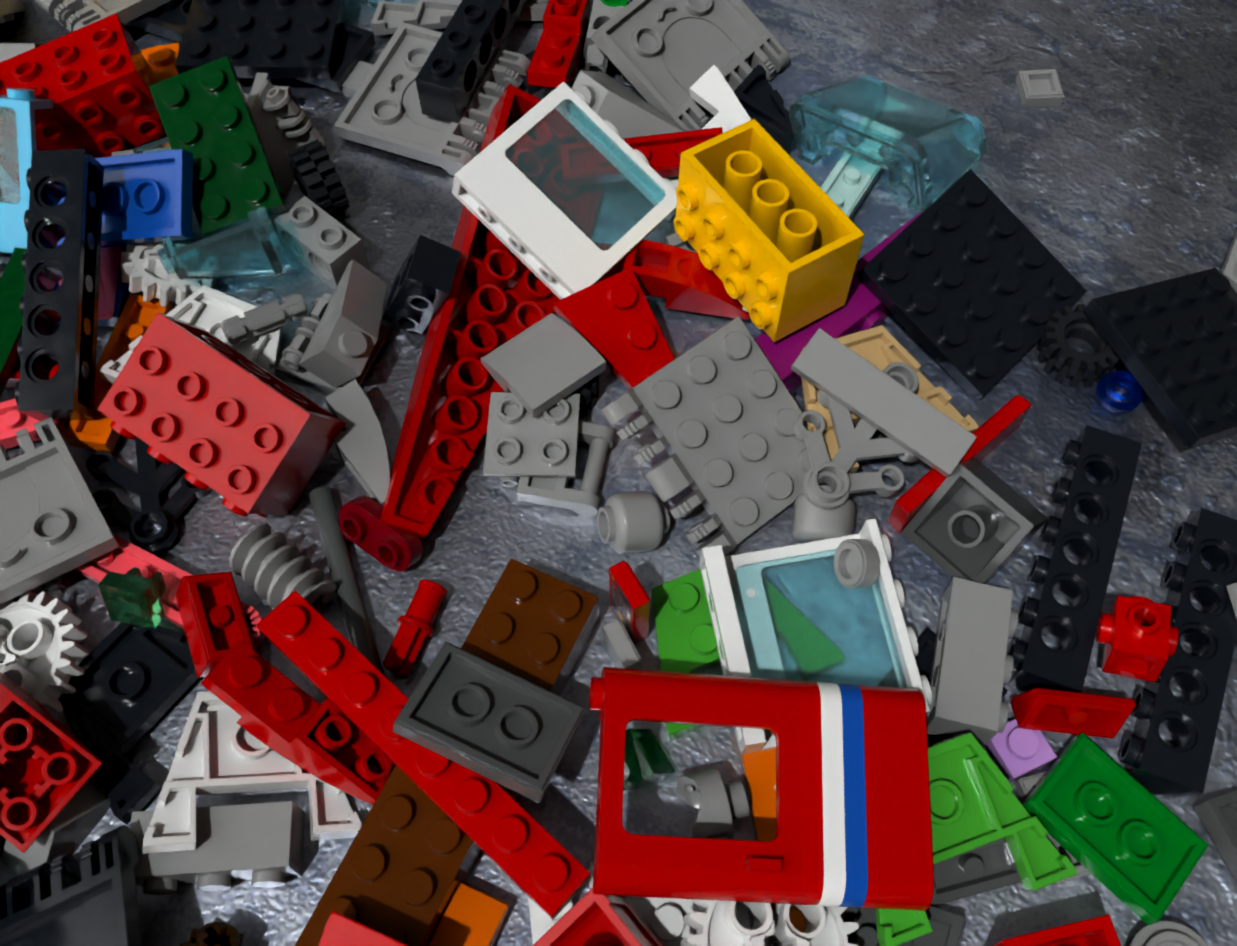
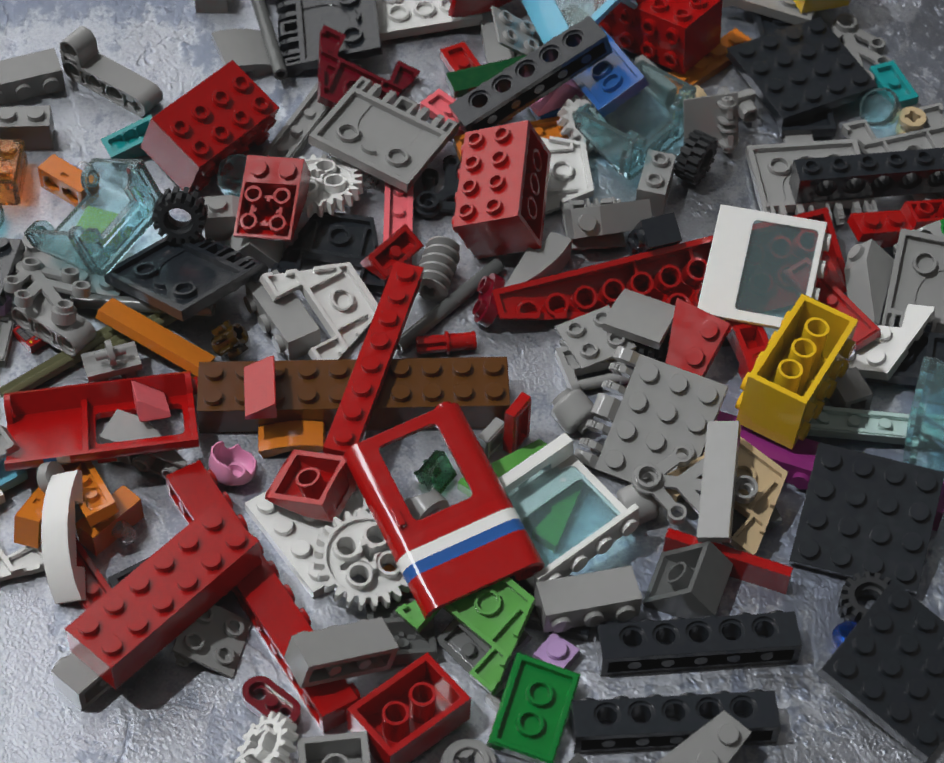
camera: 60 degrees right, 10 degrees down
(134, 598) = (383, 211): clear green tile -> none
(211, 119) = (670, 95): dark green plate -> none
(264, 318) = (583, 180): light grey axle -> none
(298, 726) = (358, 303): red slope -> none
(490, 721) = (404, 376): dark grey tile -> none
(856, 563) = (607, 513): light grey tile -> none
(1071, 712) = (588, 664): red slope -> none
(1137, 638) = (651, 670): red brick -> none

